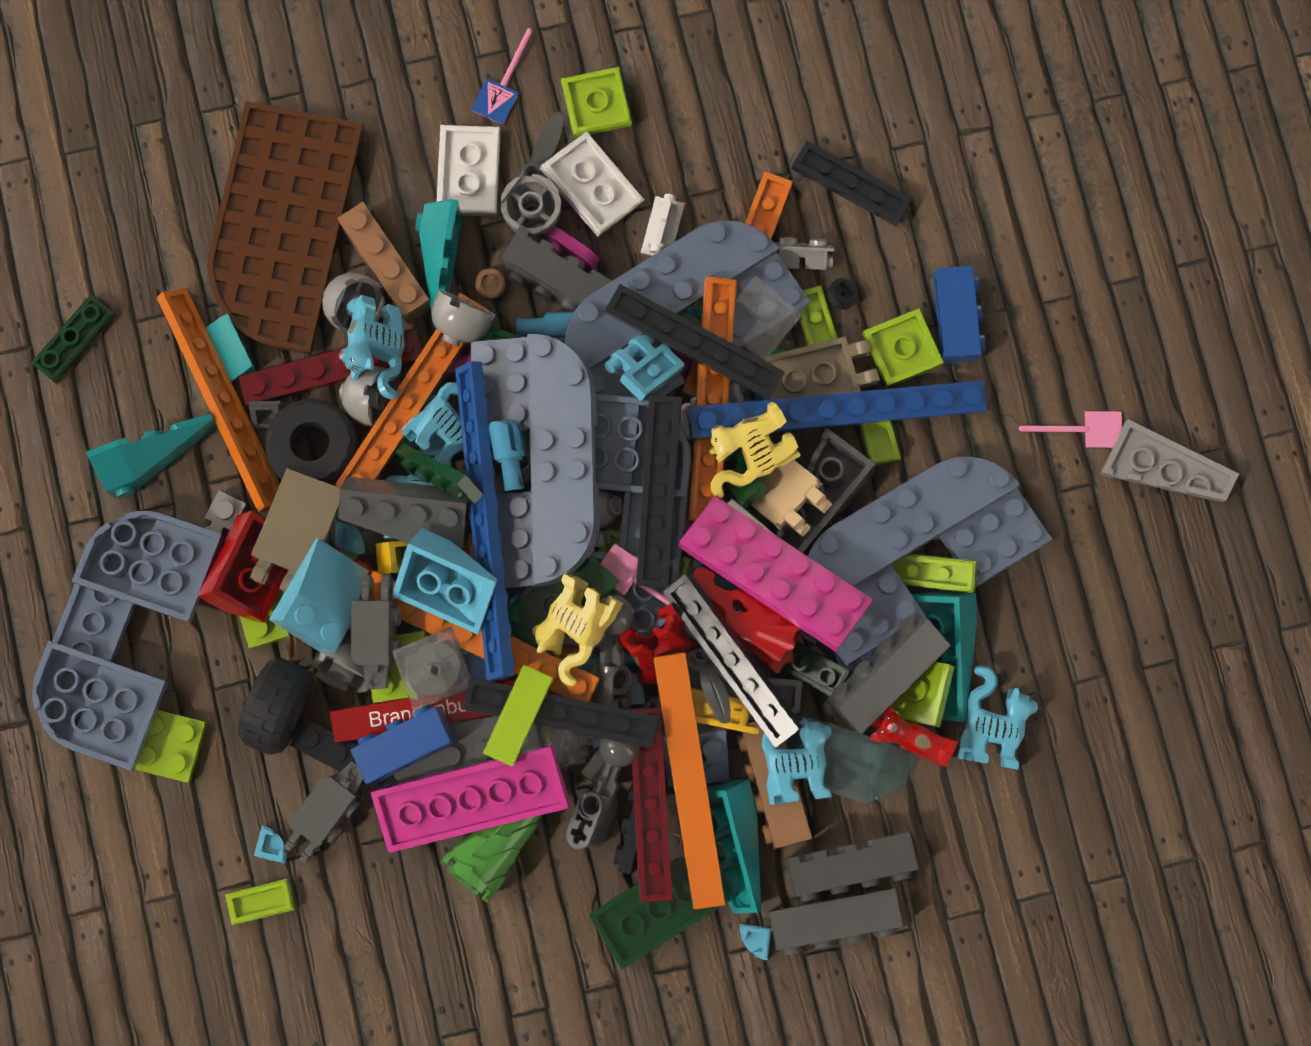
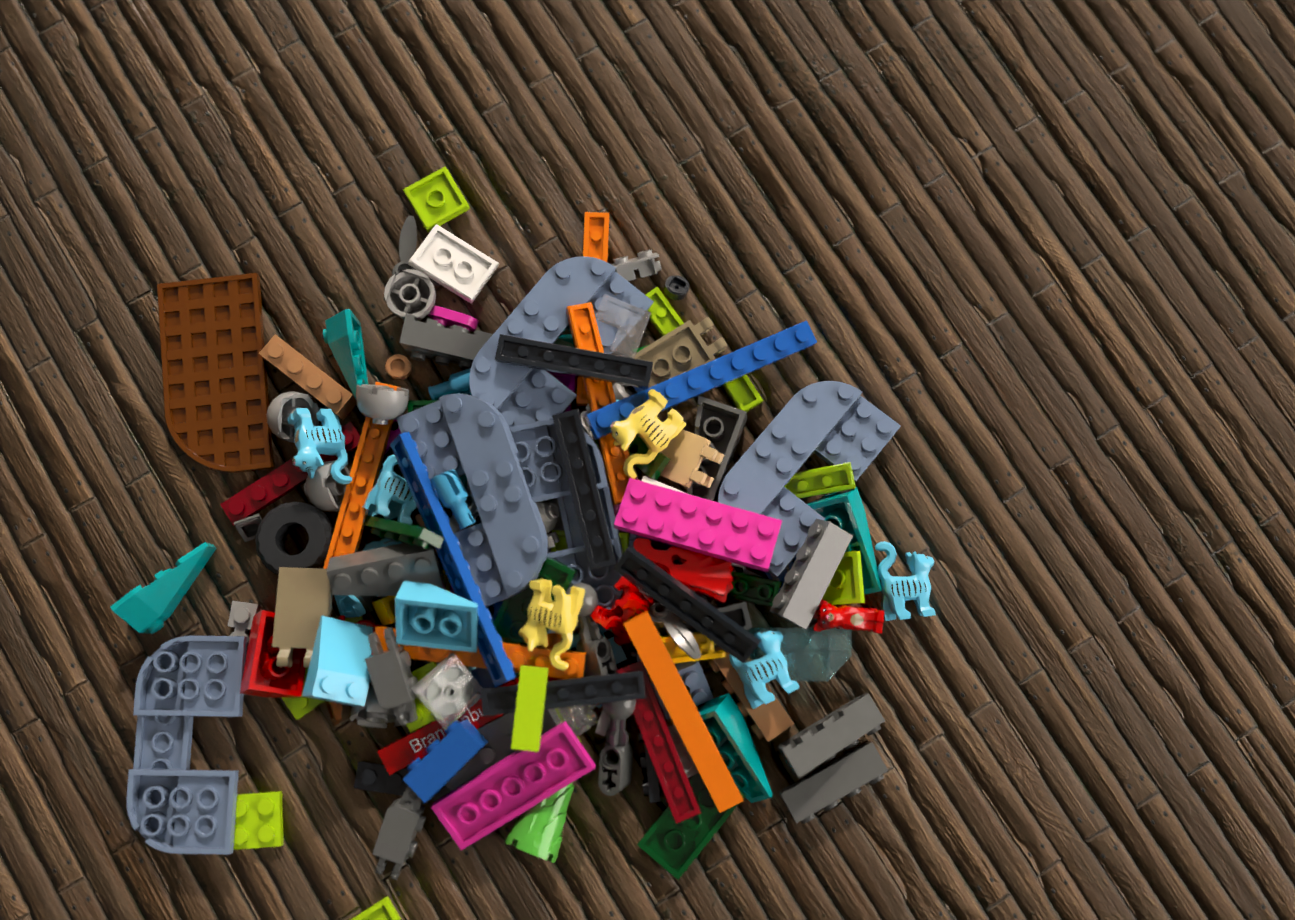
camera: 20 degrees left, 0 degrees up
(61, 354) = (70, 532): dark green tile -> none
(220, 397) = (209, 524): orange plate -> none
(230, 348) = (206, 484): teal slope -> none
(271, 846) = (364, 874): medium azure tile -> none
(275, 706) = (331, 762): black tyre -> none
(469, 168) = (353, 281): white tile -> none
(496, 99) = (358, 222): piece -> none
(624, 568) = (576, 558): bright pink piece -> none
(648, 374) = (547, 396): medium azure plate -> none
(662, 224) = (519, 277): white hinge -> none
(756, 940) = (776, 818): medium azure tile -> none
(851, 183) = (655, 200): black plate -> none
(903, 348) = (736, 314): lime plate -> none
(958, 314) = (770, 275): blue brick -> none
(1100, 428) = (908, 329): bright pink piece -> none
(1164, 464) = (964, 340): light grey wing -> none

